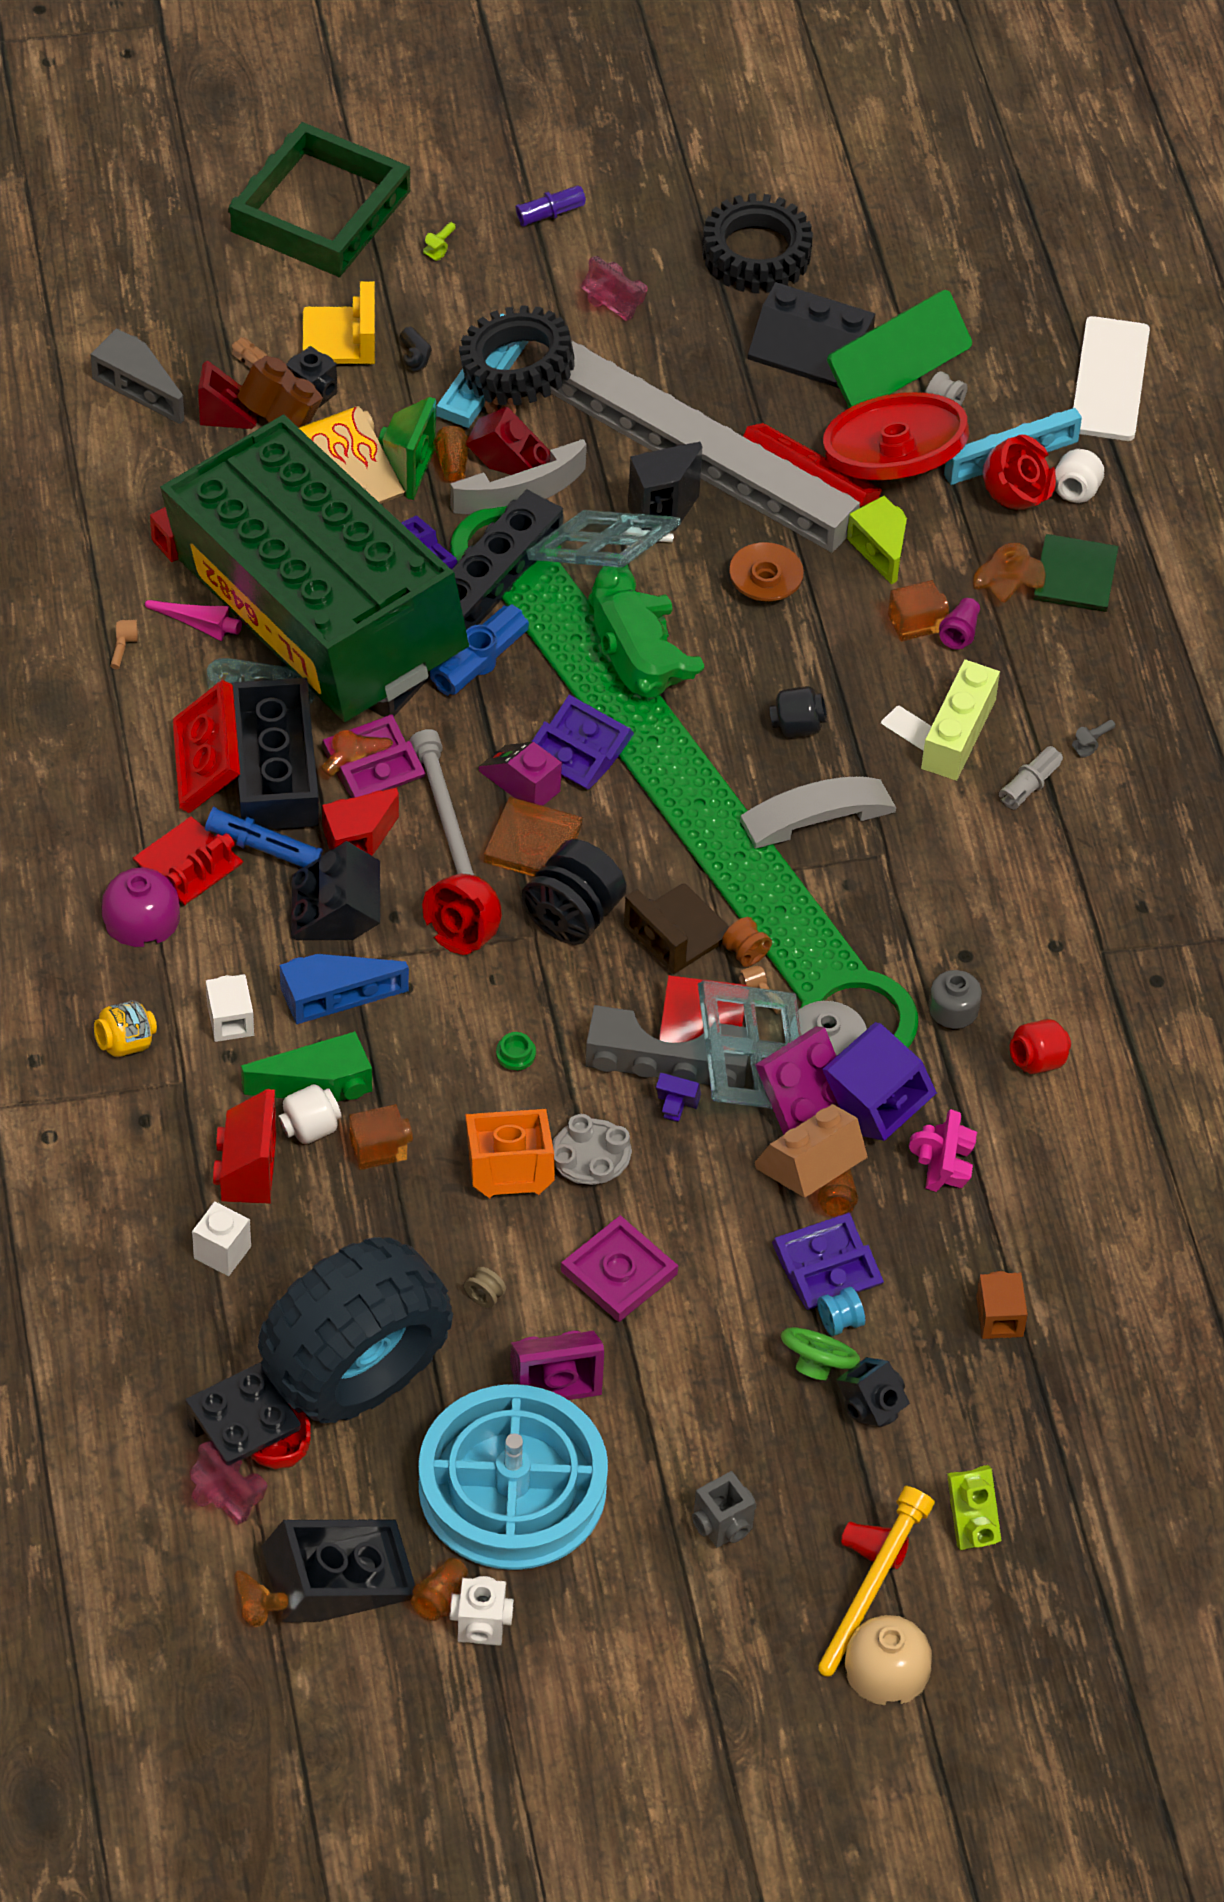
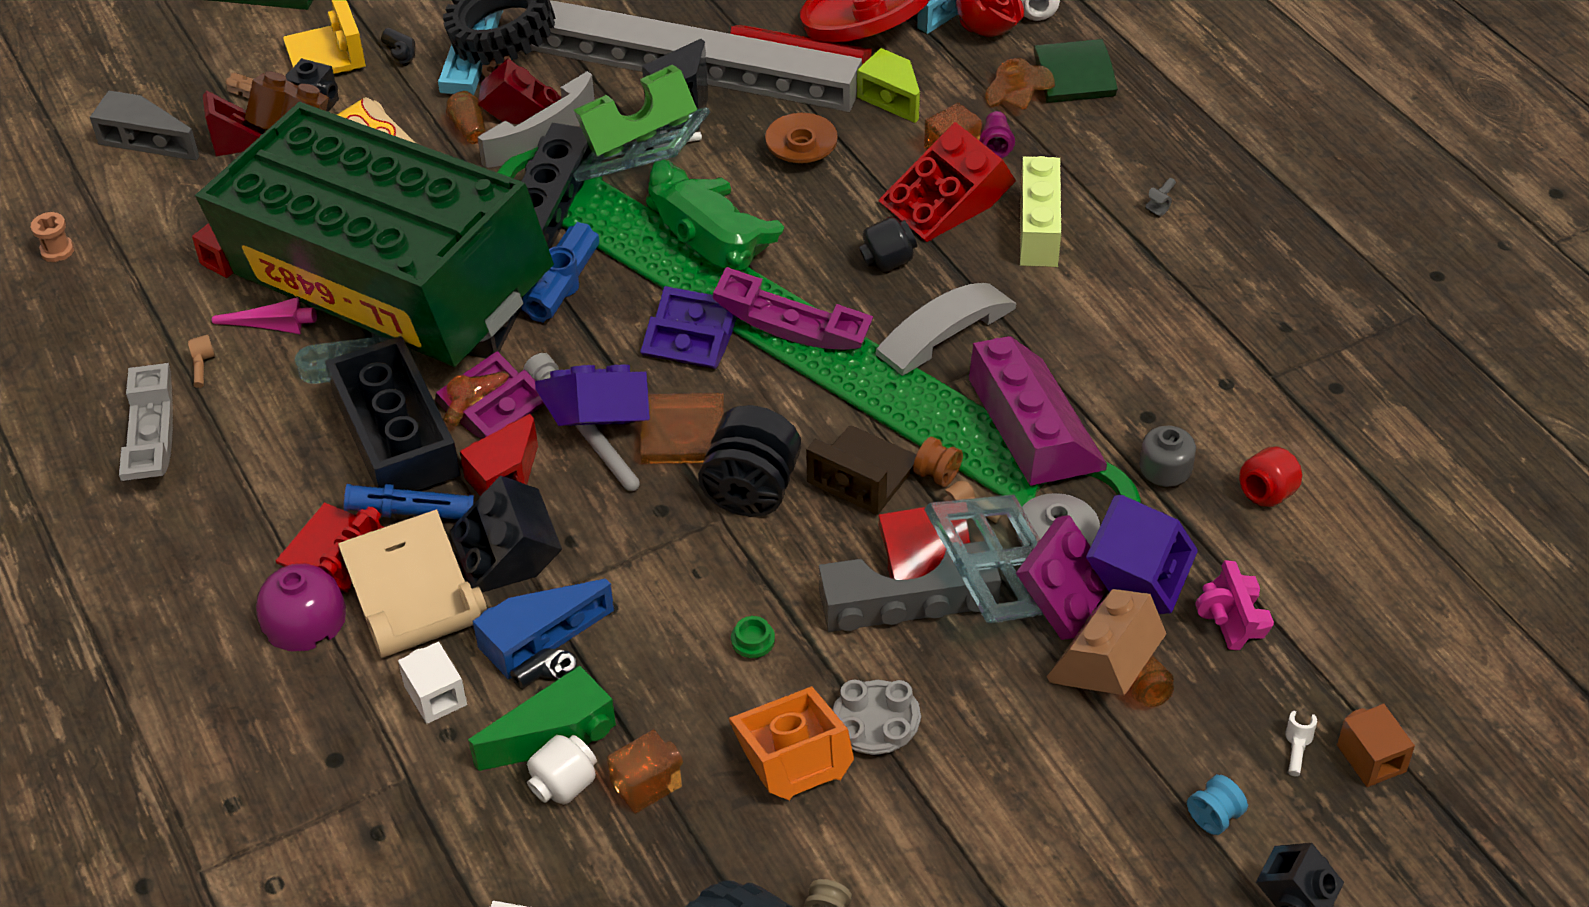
camera: 15 degrees left, 5 degrees down
(22, 468) = (50, 230): none -> nougat bush
(60, 693) = (149, 423): none -> light grey slope
(124, 1028) = (324, 739): yellow head -> none
(206, 746) = (319, 429): red tile -> none
(239, 914) = (410, 583): none -> tan door
(247, 1150) = (507, 830): red slope -> none
(329, 1020) = (543, 664): none -> black arm
(410, 443) = (424, 111): green slope -> none
(461, 788) = (595, 395): none -> dark purple slope
(462, 912) = (643, 514): red cylinder -> none
(525, 772) = (661, 359): magenta slope -> none
(575, 516) = (665, 103): none -> bright green arch
(619, 1268) = (962, 833): magenta plate -> none
(670, 759) = (787, 318): none -> magenta slope
(677, 1094) = (940, 629): dark purple tile -> none
(818, 1352) = (1219, 858): bright green piece -> none
(826, 1260) = (1172, 756): dark purple slope -> none
(855, 920) = (1031, 412): none -> magenta slope
(885, 665) = (948, 184): none -> red slope
(907, 726) = (993, 234): white sticker -> none
(944, 1280) = (1299, 736): none -> white hand
(1030, 777) = (1127, 244): light grey axle -> none

